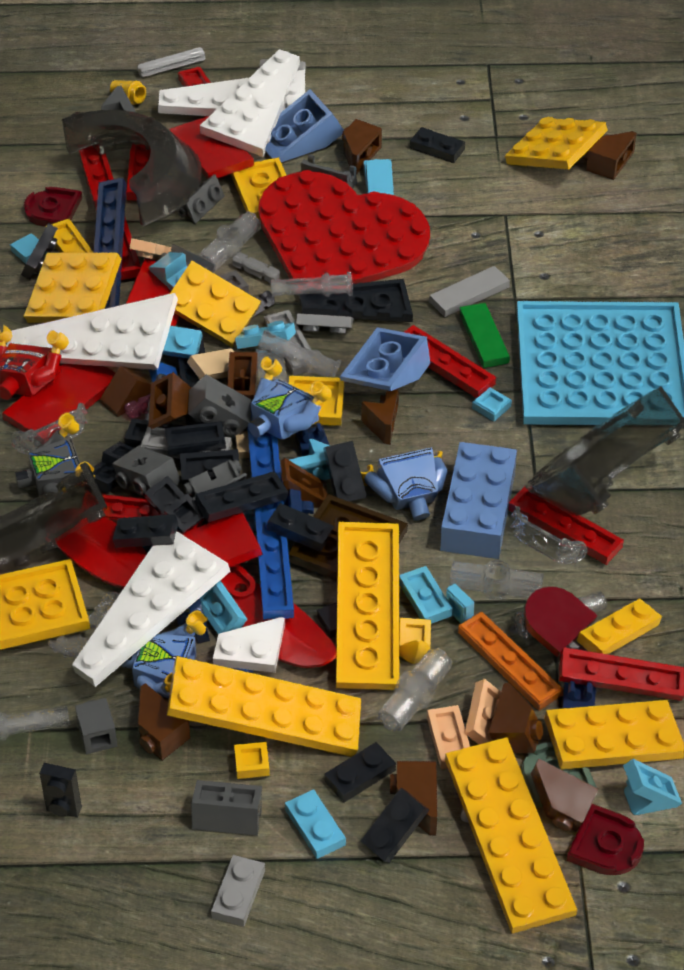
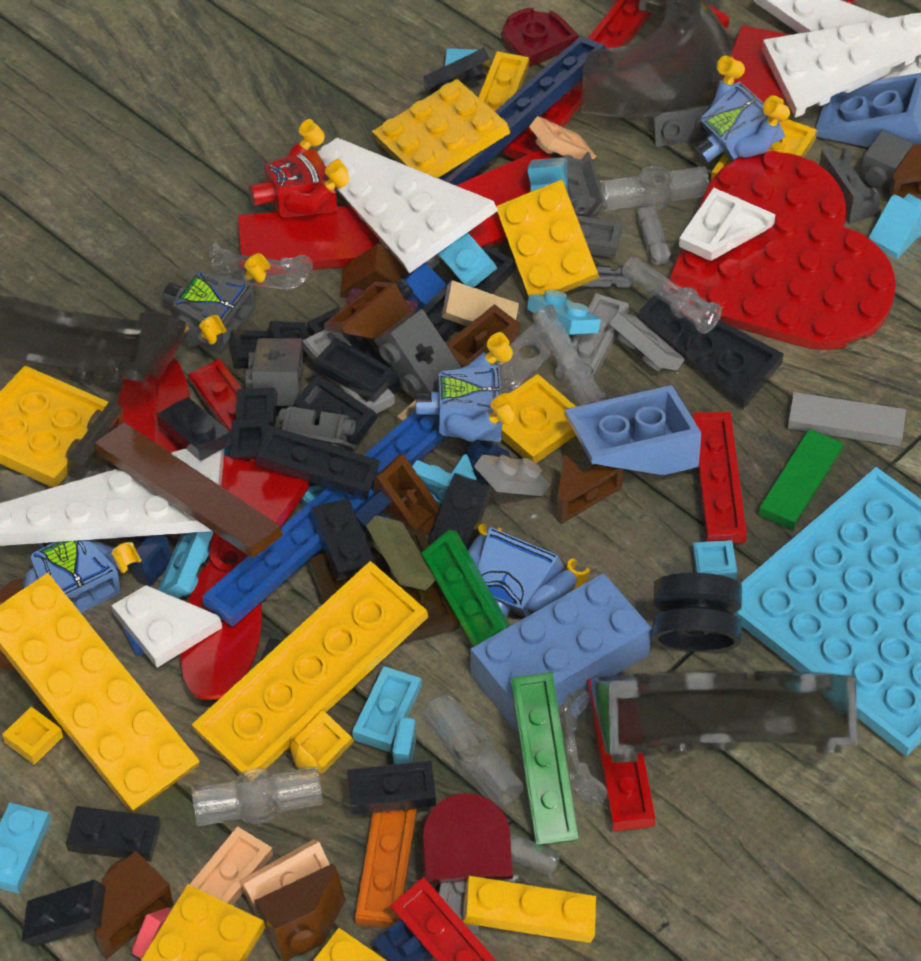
camera: 45 degrees right, 5 degrees up
(91, 587) = (82, 453): none -> clear smoke plate
(194, 557) = (189, 490): none -> reddish brown tile
(244, 173) = (739, 120): none -> torso
(300, 231) = (723, 225): none -> white wing
(329, 509) = (400, 553): none -> olive plate
(334, 150) = (883, 160): none -> dark grey brick
(346, 430) = (512, 475): none -> light grey plate
(399, 503) = (464, 588): none -> green tile
(448, 790) = (149, 930): none -> coral tile
(483, 626) = (391, 787): none -> black plate
(530, 425) = (697, 612): none -> black wheel
(540, 551) = (544, 759): none -> tile

